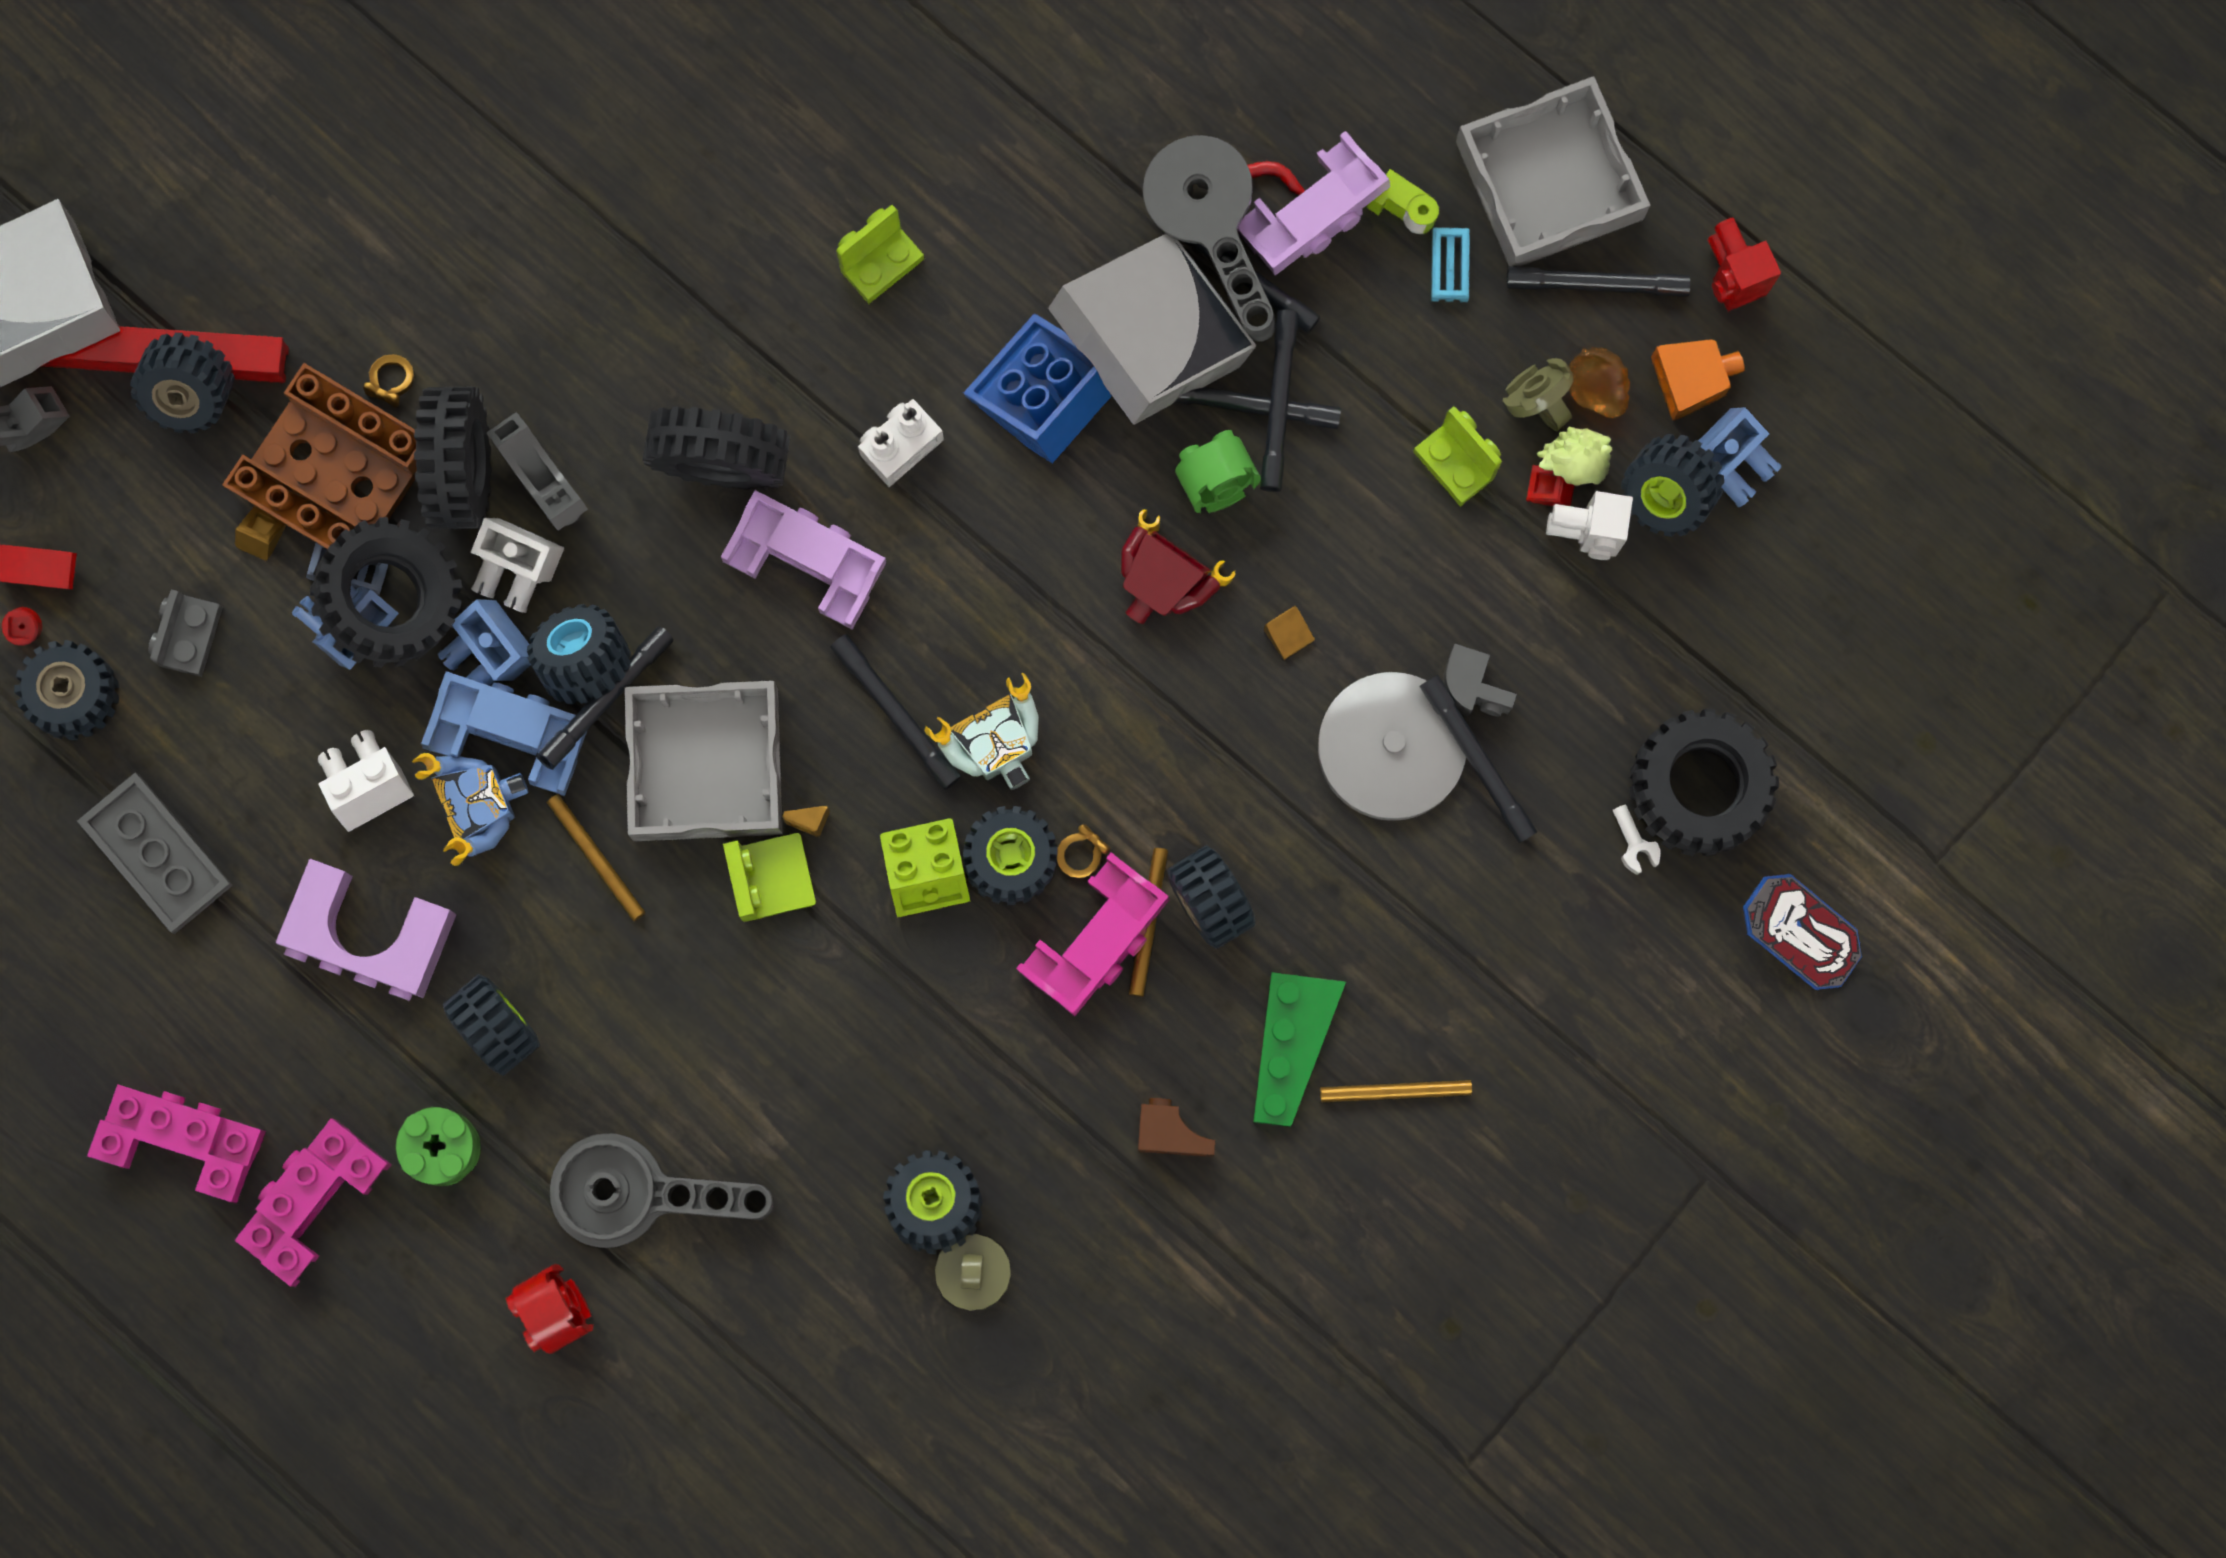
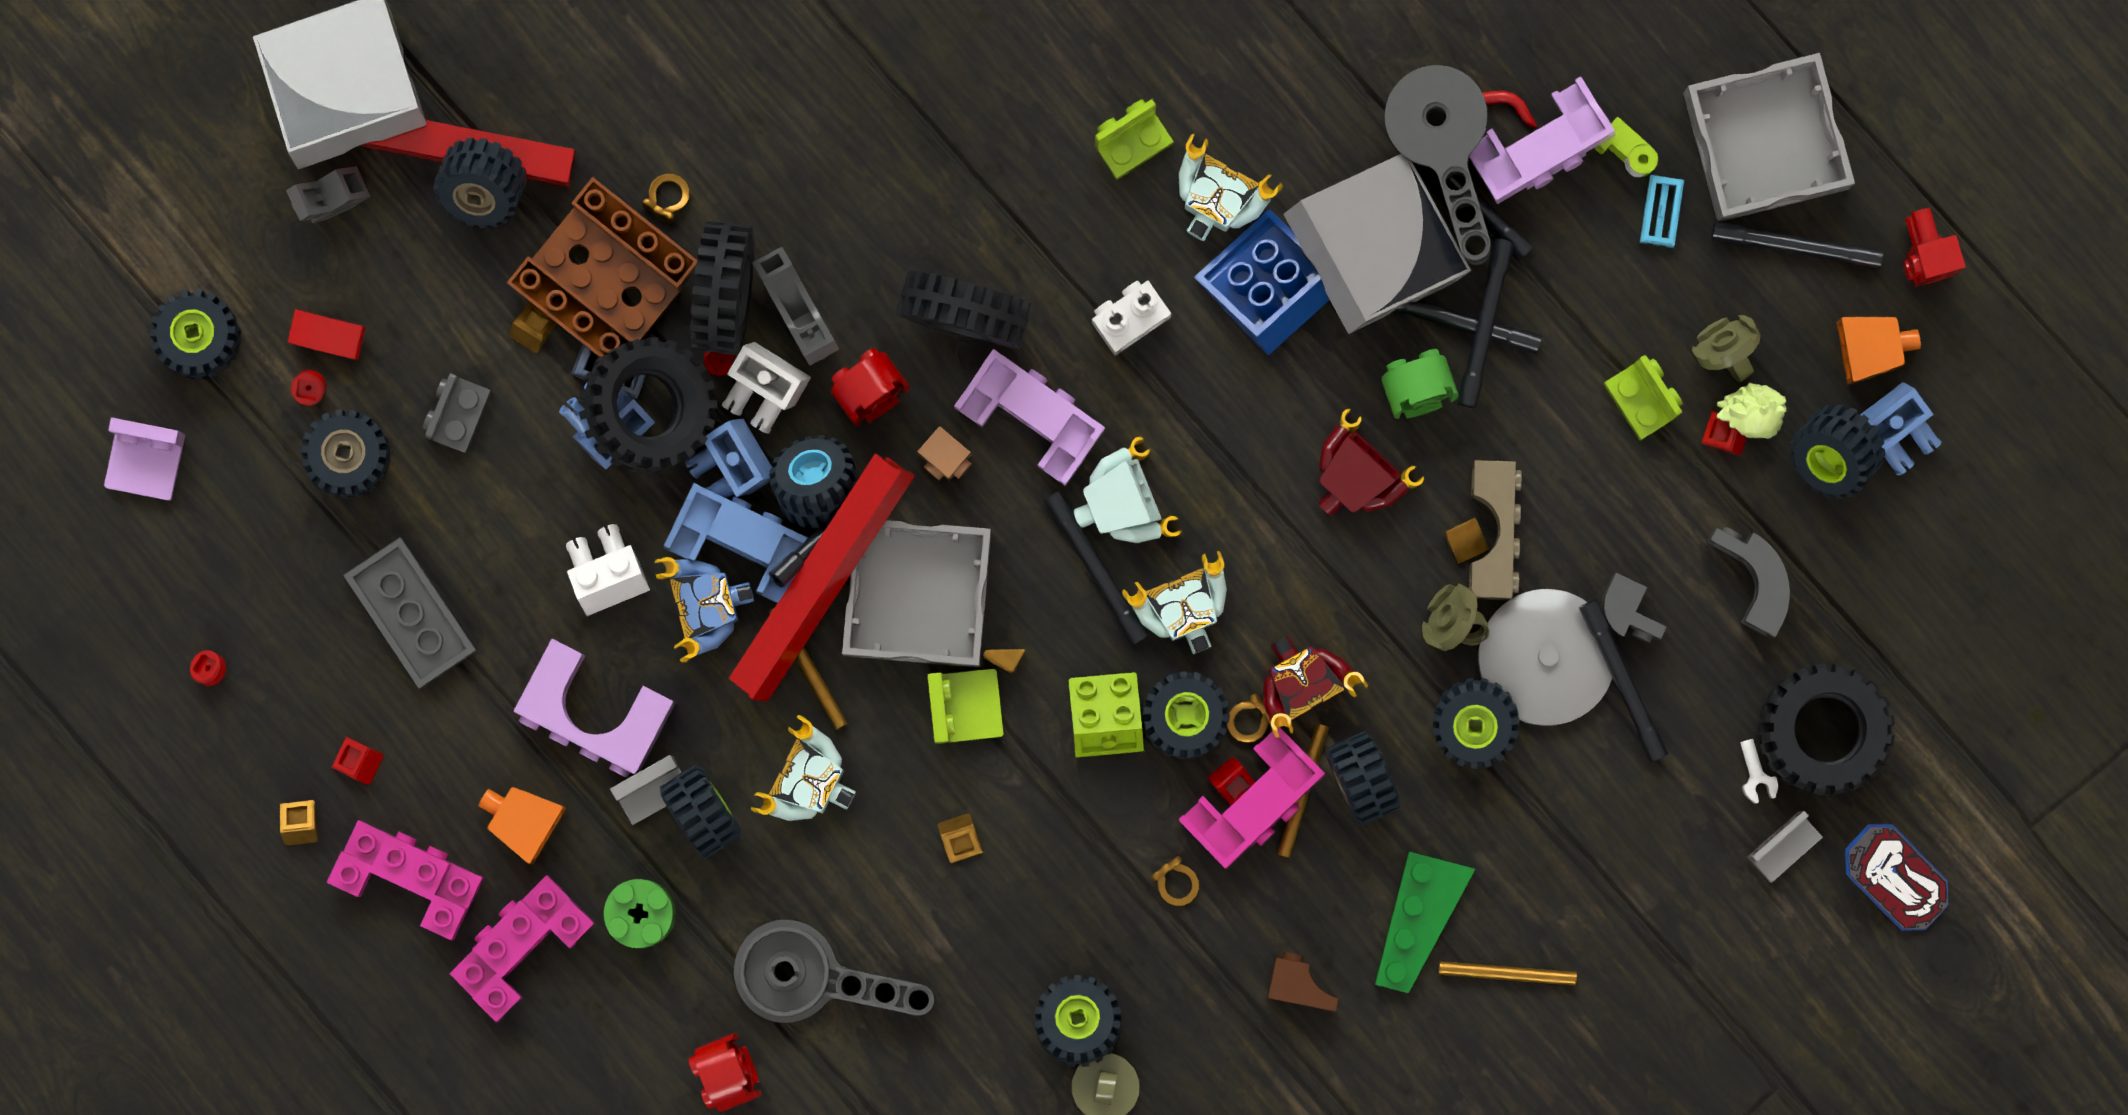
camera: 10 degrees right, 5 degrees up
(54, 1097) = (298, 822): none -> pearl gold slope
(114, 1021) = (357, 761): none -> red slope
(299, 1062) = (522, 820): none -> orange torso
(424, 1013) = (641, 792): none -> light grey panel
(461, 542) = (718, 363): none -> red tile
(595, 755) = (821, 577): none -> red tile
(606, 976) = (807, 778): none -> torso
(626, 548) = (868, 387): none -> red brick
(717, 612) = (944, 455): none -> medium nougat brick
(781, 1021) = (959, 838): none -> pearl gold slope
(913, 633) = (1122, 499): none -> light aqua torso
(978, 300) = (1219, 193): none -> torso
(1004, 1034) = (1160, 877): none -> pearl gold piece
(1068, 920) = (1231, 780): none -> red slope
(1134, 803) = (1304, 682): none -> torso
(1284, 713) = (1452, 619): none -> olive tile
(1312, 572) = (1495, 487): none -> dark tan arch
(1325, 823) = (1475, 723): none -> black wheel
(1599, 527) = (1764, 481): white brick -> none
(1600, 382) = (1784, 342): clear orange hair -> none
(1617, 628) = (1768, 575): none -> dark grey arch
(1677, 915) = (1785, 846): none -> light grey panel

